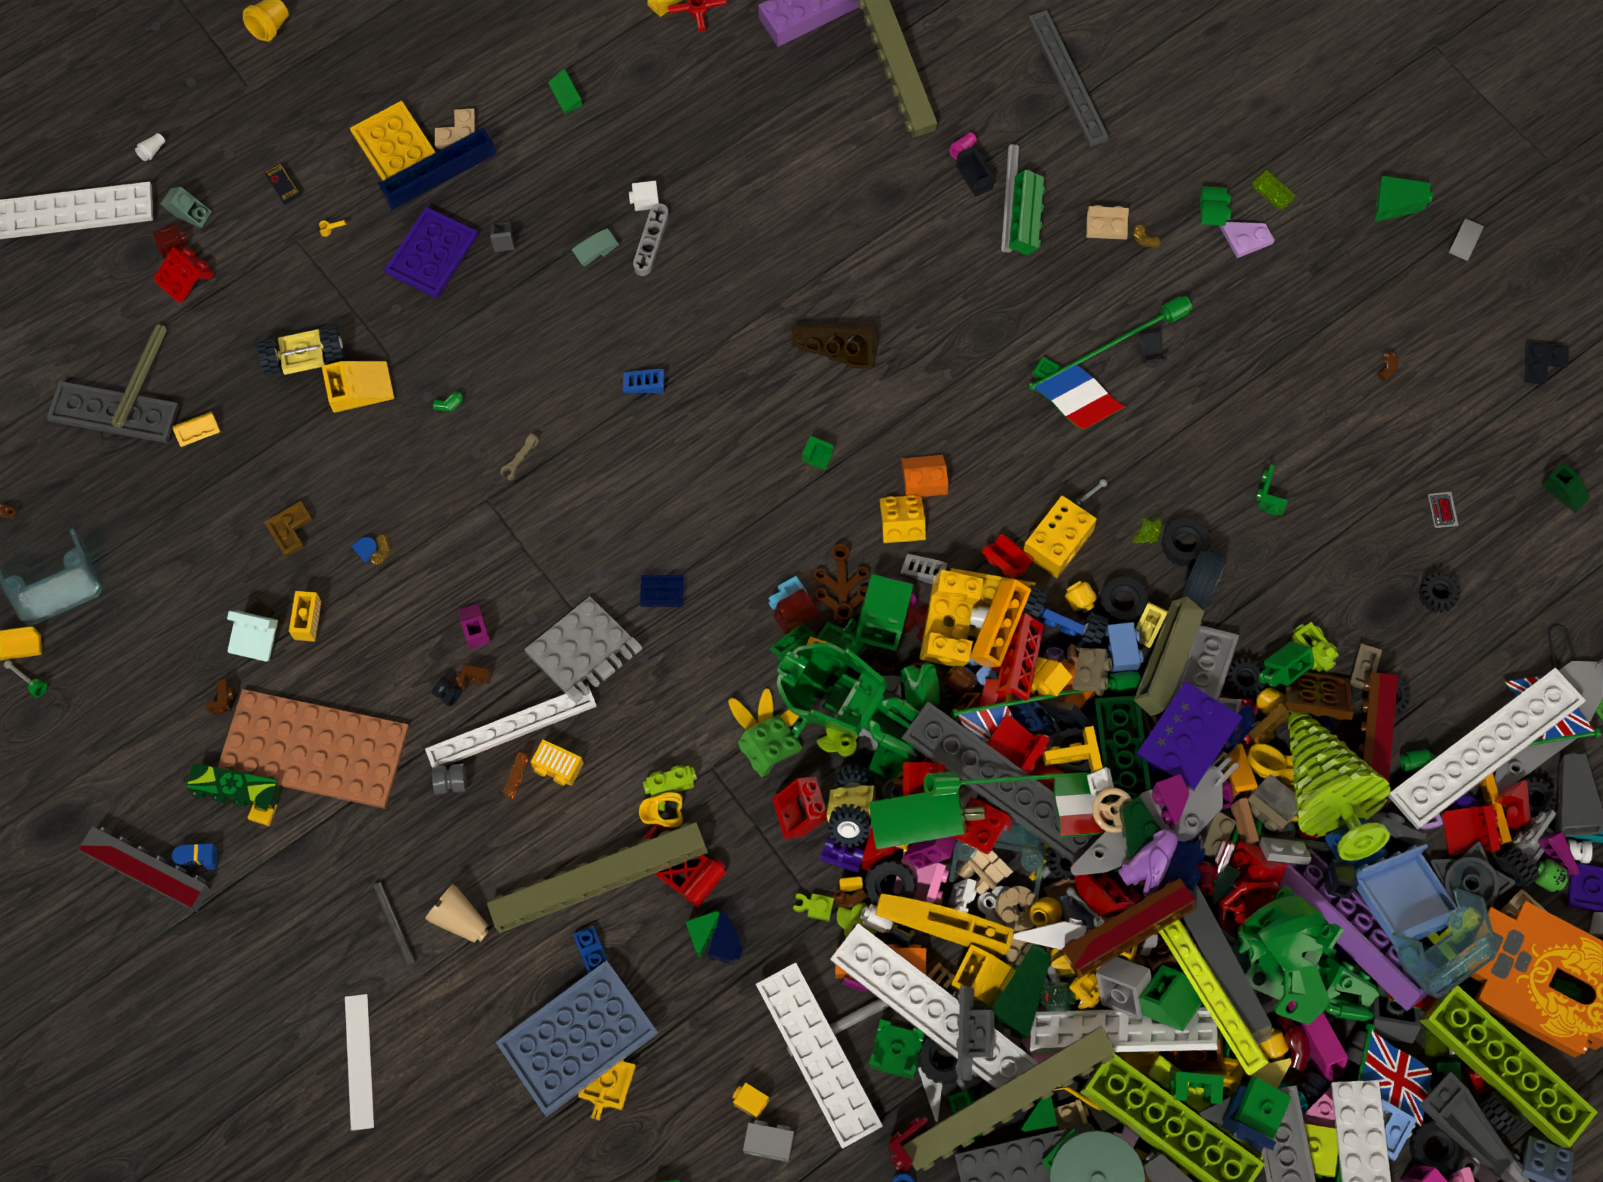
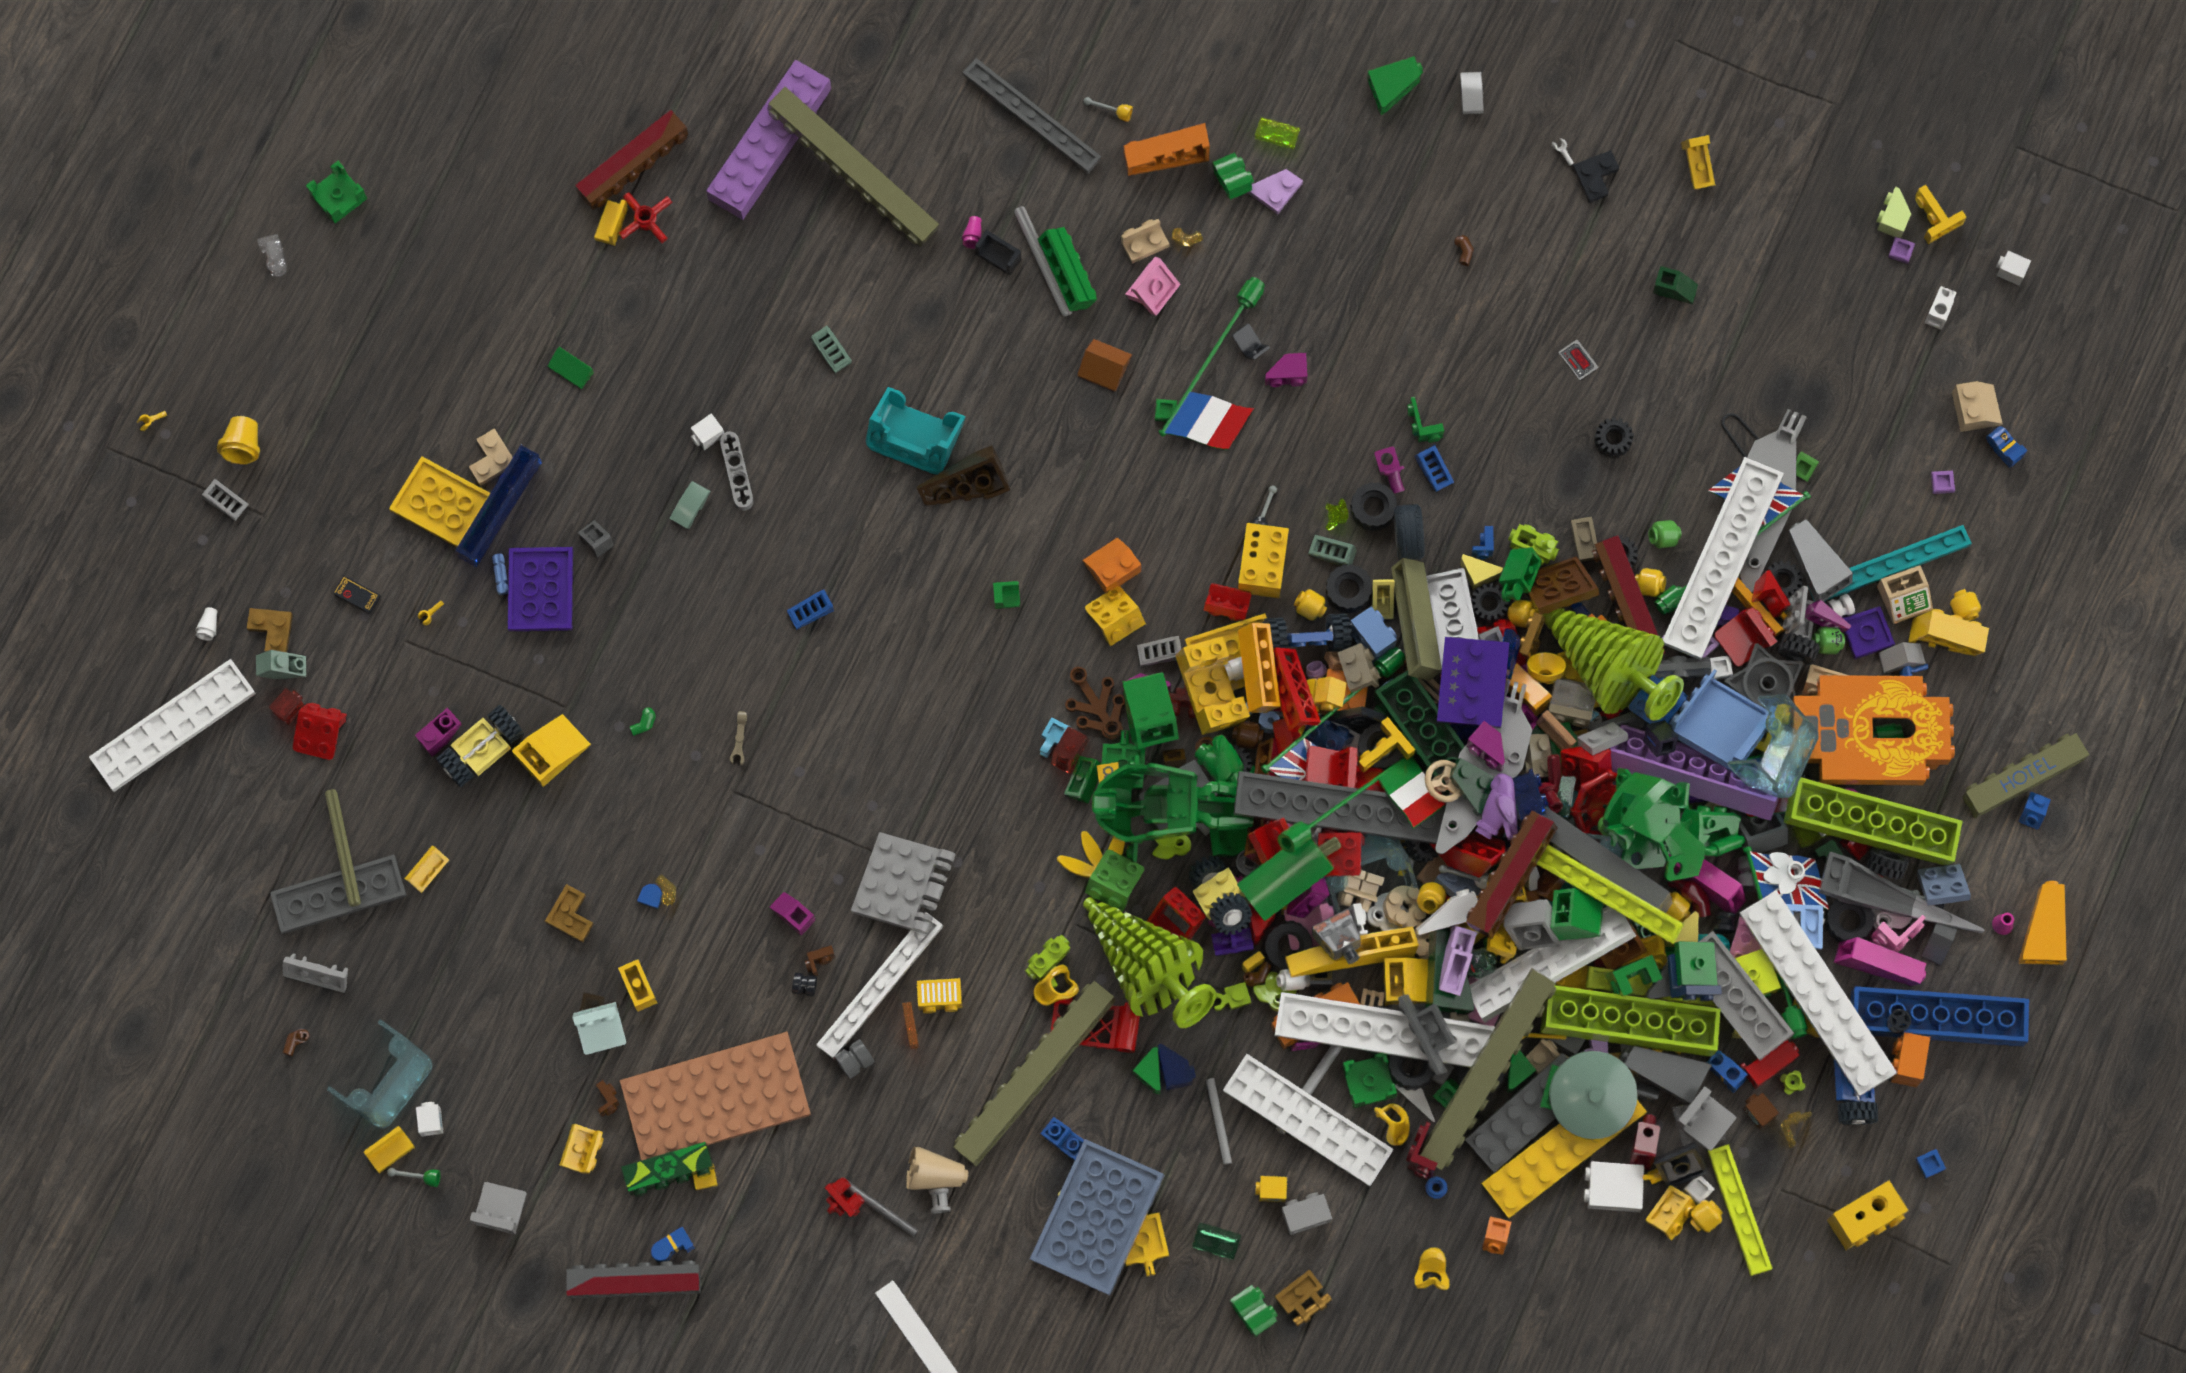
camera: 30 degrees left, 5 degrees up
(52, 466) = (315, 973): none -> light grey plate
(65, 636) = (429, 1119): none -> white brick
(74, 743) = (499, 1208): none -> light grey bracket
(172, 730) = (581, 1149): none -> yellow bracket
(203, 175) = (275, 623): none -> pearl gold plate
(221, 45) = (220, 506): none -> light grey slope
(274, 322) = (438, 732): none -> magenta slope
(362, 896) = (850, 1204): none -> red hips
(407, 224) = (500, 574): none -> medium blue axle
(448, 945) = (939, 1200): none -> light grey bush
(662, 591) = (940, 793): clear blue plate -> none
(673, 1120) = (1216, 1240): none -> clear green slope
(738, 1012) = (1218, 1119): none -> light grey bar
(753, 832) = (1150, 963): none -> lime plant
(788, 168) = (820, 335): none -> sand green slope
(813, 280) = (911, 434): none -> teal windscreen
(896, 1112) = (1397, 1131): none -> yellow piece
(937, 900) = (1338, 936): none -> torso
(1013, 306) = (1104, 365): none -> dark orange slope
(1036, 981) = (1457, 959): none -> lavender slope
(1093, 262) = (1153, 286): none -> bright pink bracket
(1099, 781) = (1419, 762): white tile -> none
(1137, 571) = (1350, 555): none -> sand green slope
(1149, 111) = (1123, 111): none -> hinge
(1169, 159) = (1168, 150): none -> orange wedge
(1174, 389) = (1288, 370): none -> magenta slope
(1219, 520) = (1391, 470): none -> magenta bracket
(1251, 645) = (1479, 572): none -> light yellow slope
(1266, 521) = (1440, 465): none -> blue slope
(1268, 629) = (1486, 544): none -> blue bracket
(1392, 1066) = (1781, 874): none -> white plate
(1407, 736) = (1651, 582): none -> yellow head
(1435, 847) = (1723, 667): none -> white tile
(1442, 700) = (1664, 534): none -> bright green head
(1524, 326) = (1562, 149): none -> white hand

